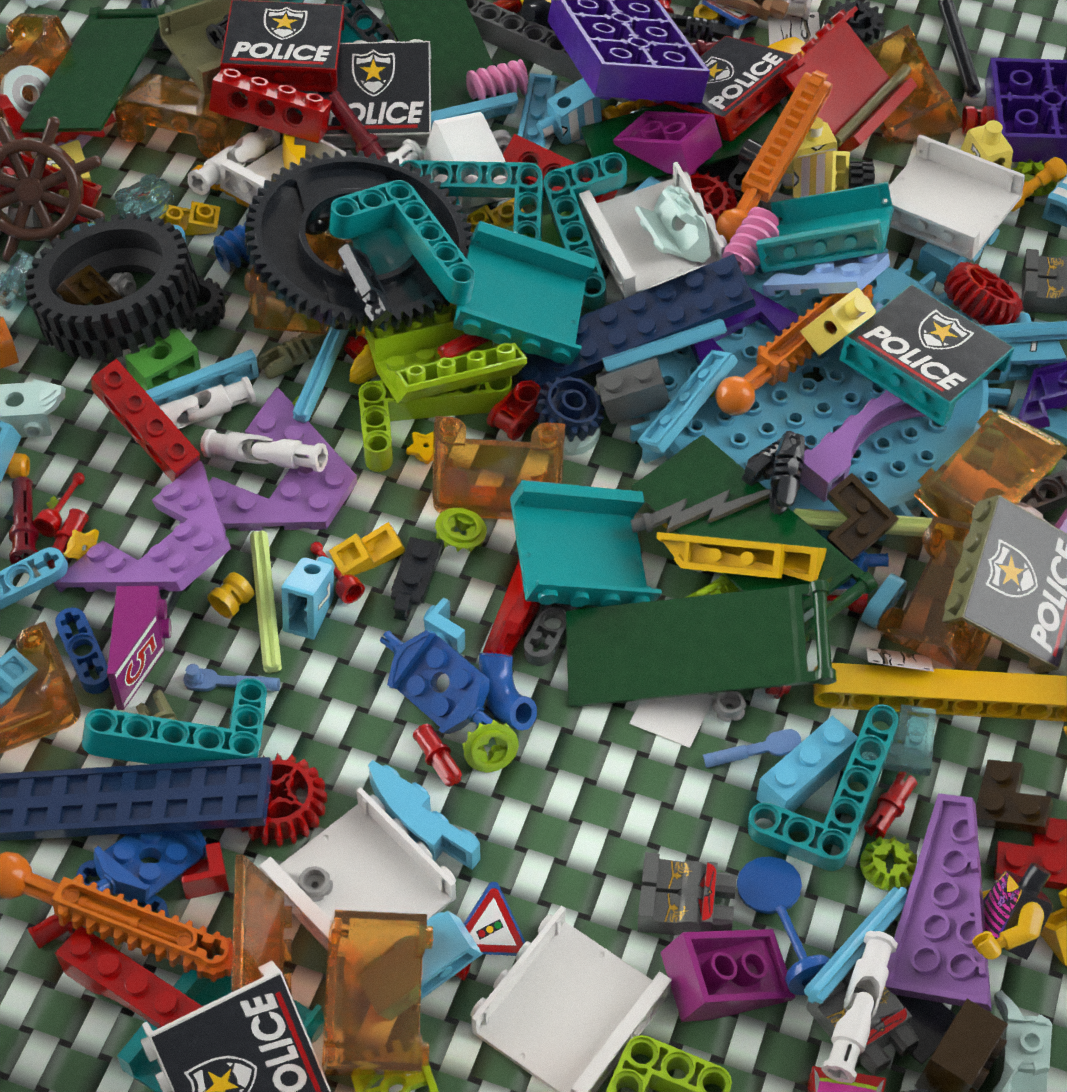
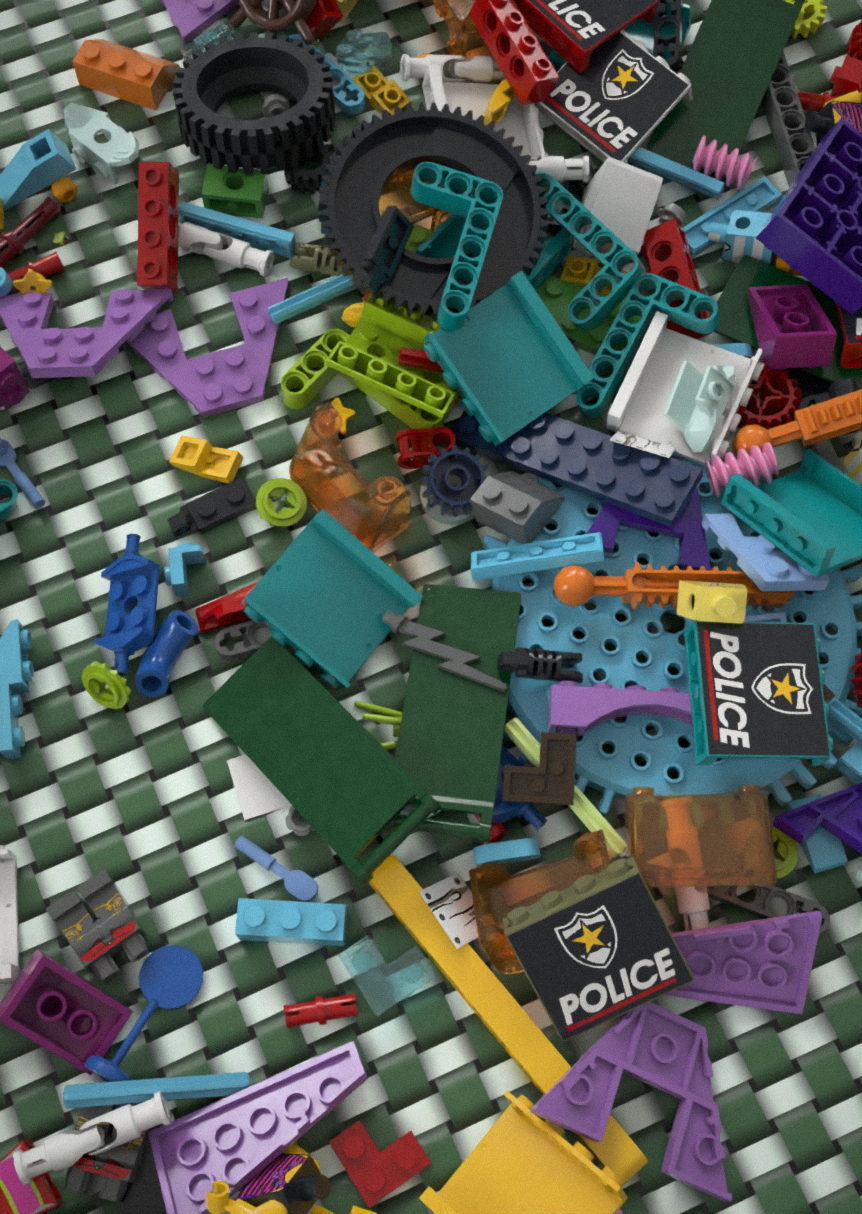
camera: 45 degrees right, 15 degrees up
(50, 520) = (39, 247): red hinge -> none
(87, 287) = (239, 89): dark brown plate -> none
(231, 595) = (80, 409): yellow wheel -> none
(265, 602) = (100, 434): yellowish green axle -> none
(284, 453) = (217, 320): white piece -> none
(312, 583) = (123, 456): medium azure torso -> none
(347, 586) = (161, 475): red hinge -> none
(364, 140) = (562, 132): dark red pin -> none
(437, 754) = (73, 656): red axle -> none
(664, 345) = (571, 495): medium azure tile -> none
(744, 556) = (426, 722): yellow wedge -> none
(787, 472) = (528, 685): black hinge -> none
(844, 801) = (283, 973): teal beam -> none
(875, 869) = (251, 1045): lime gear -> none
(1003, 805) = (395, 1099): dark brown plate -> none

